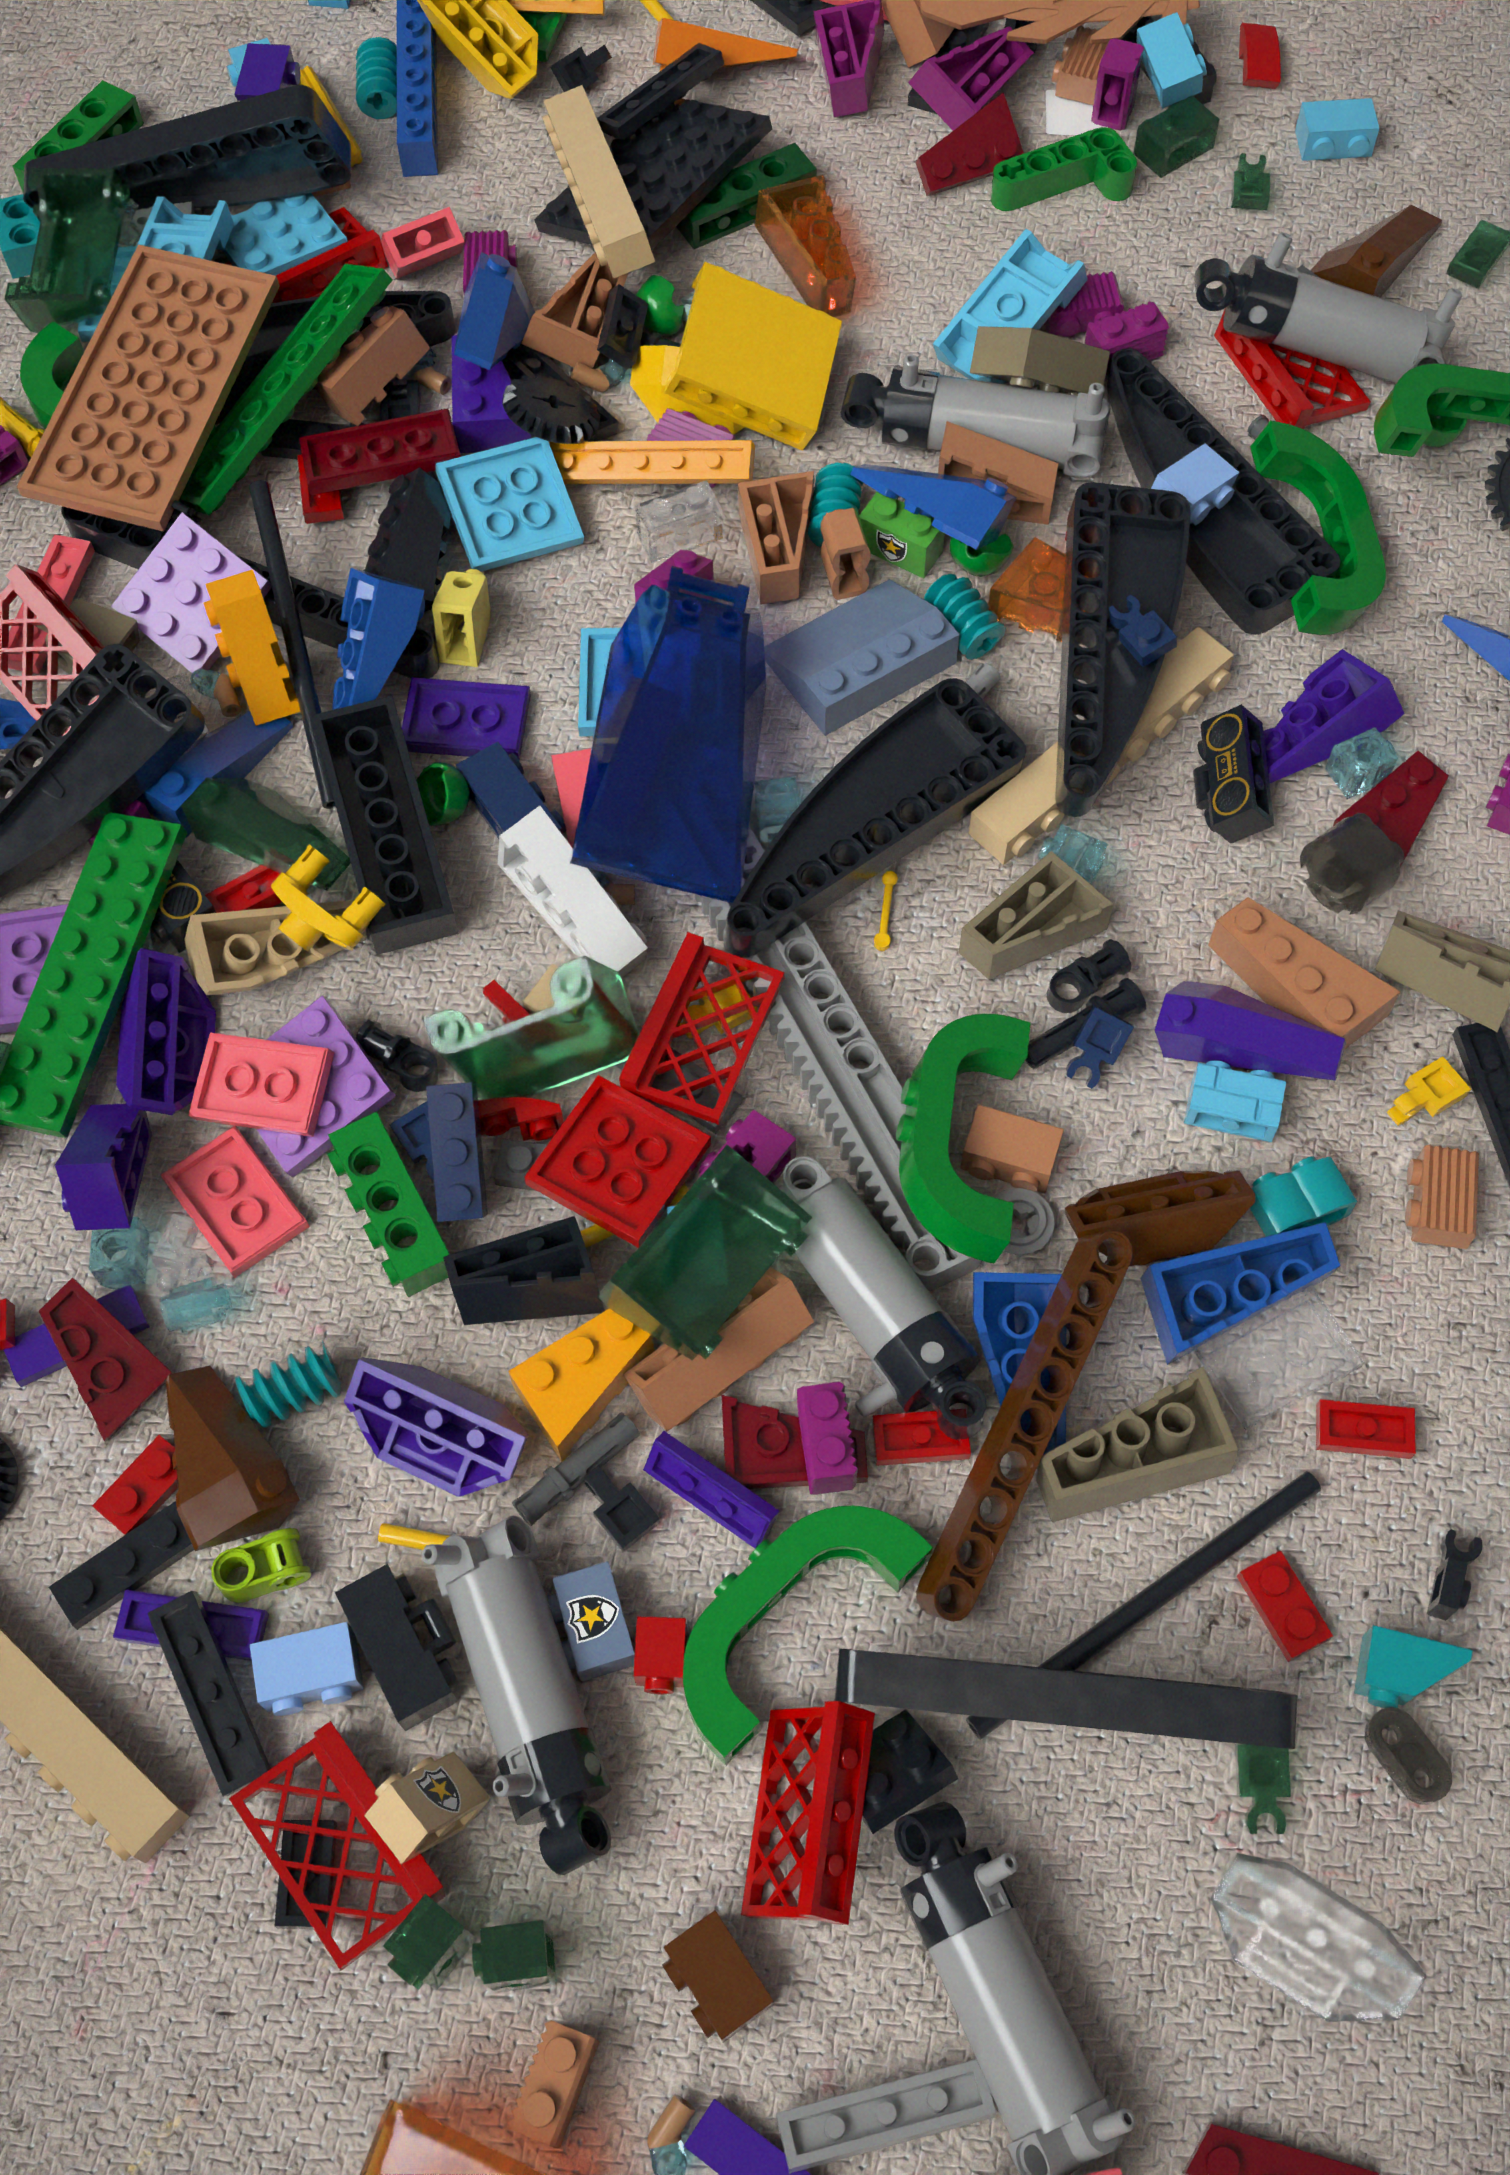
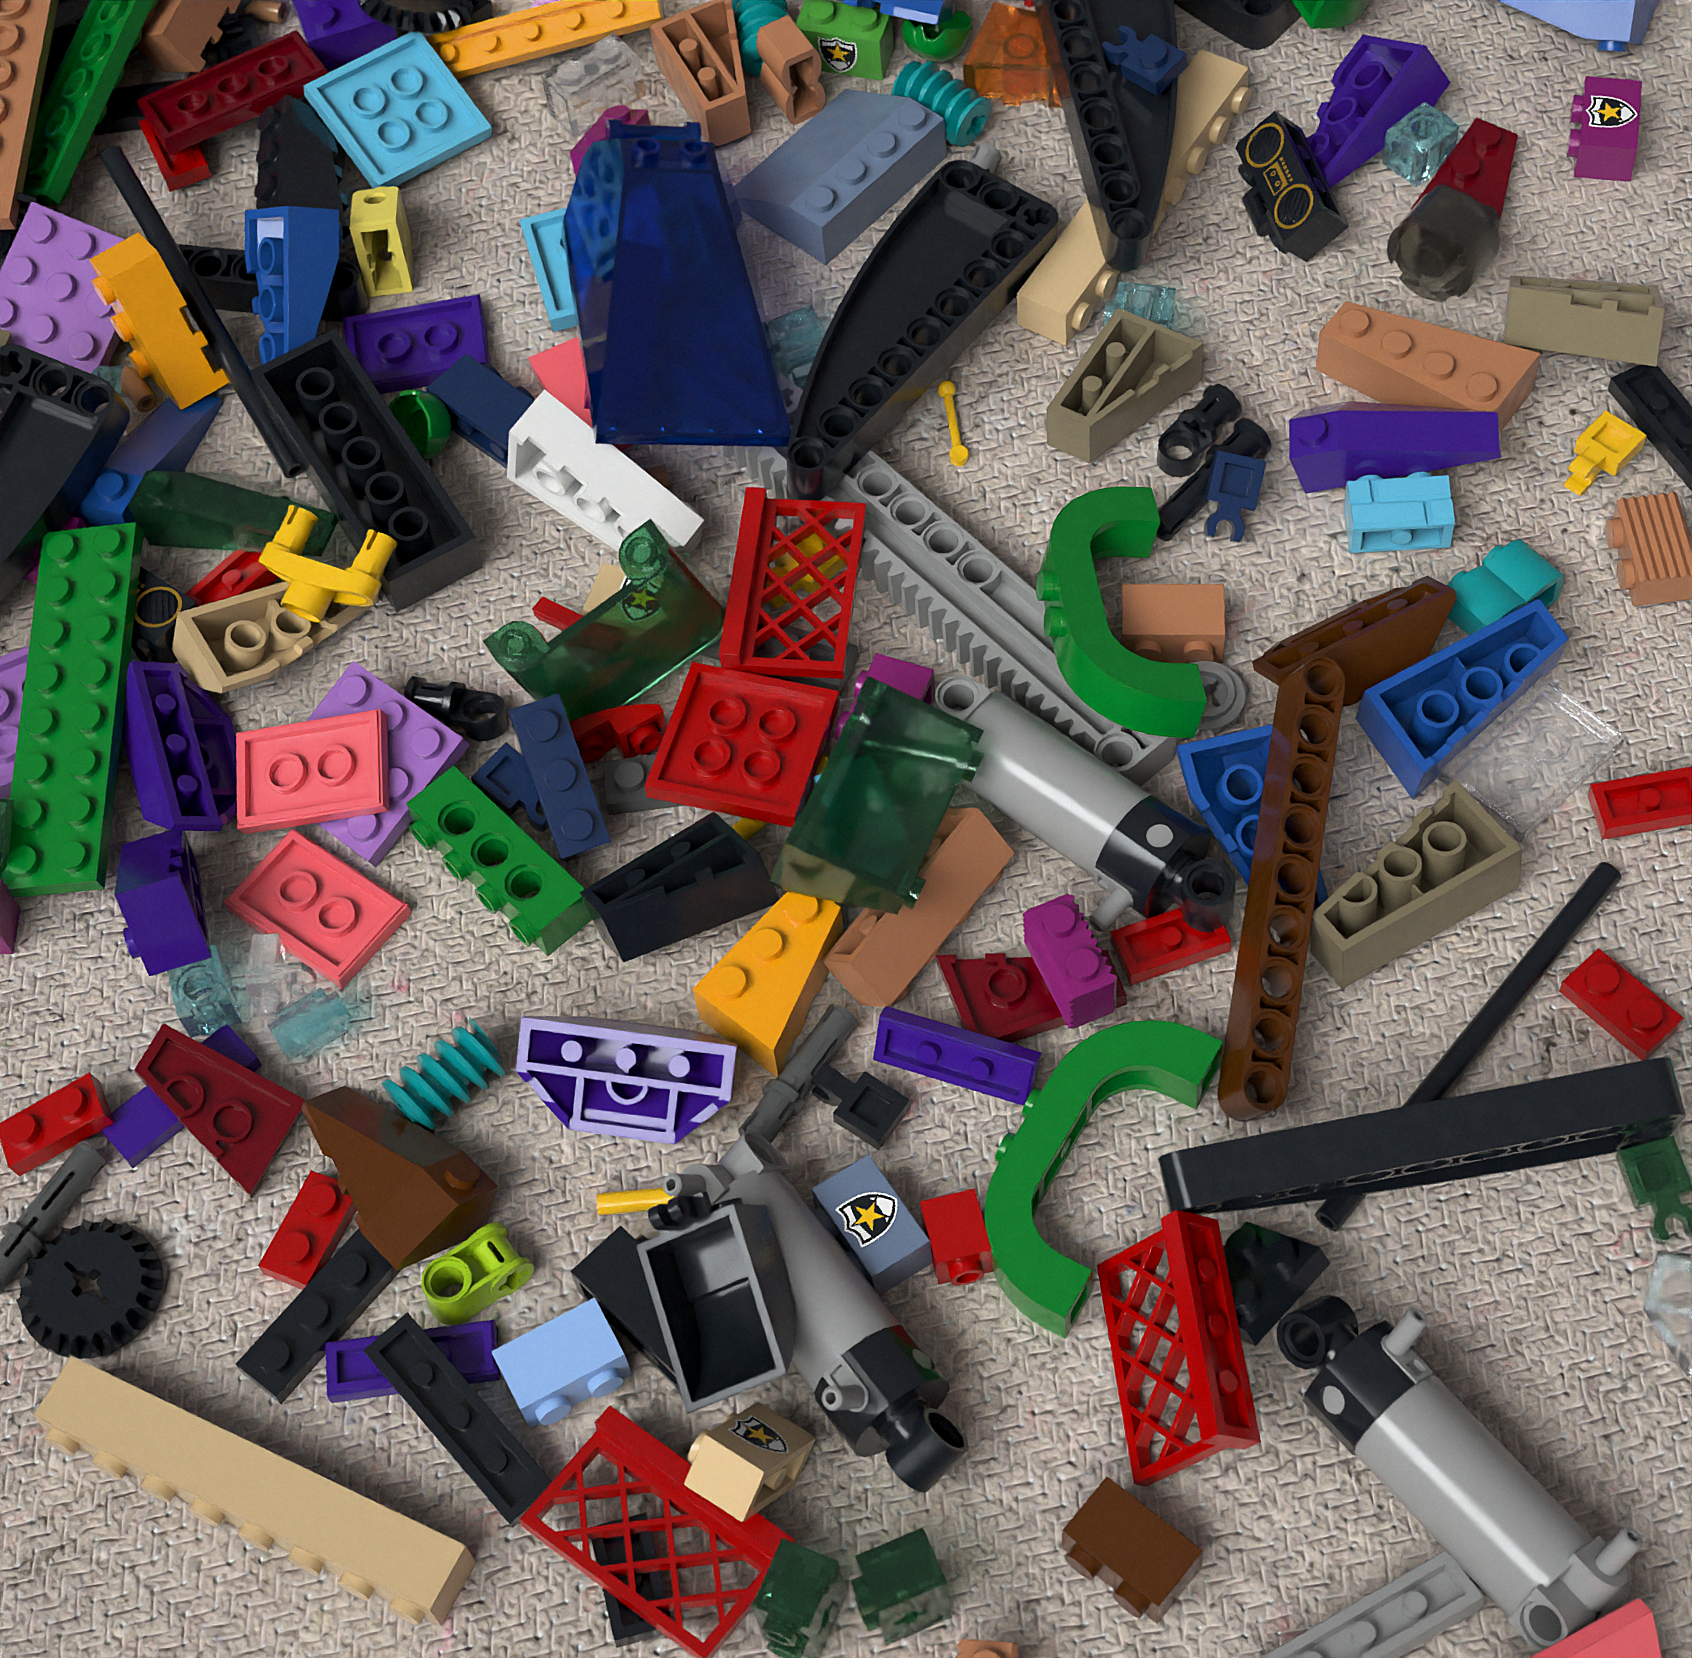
camera: 10 degrees left, 5 degrees down
(440, 1665) = (719, 1296): none -> black piece

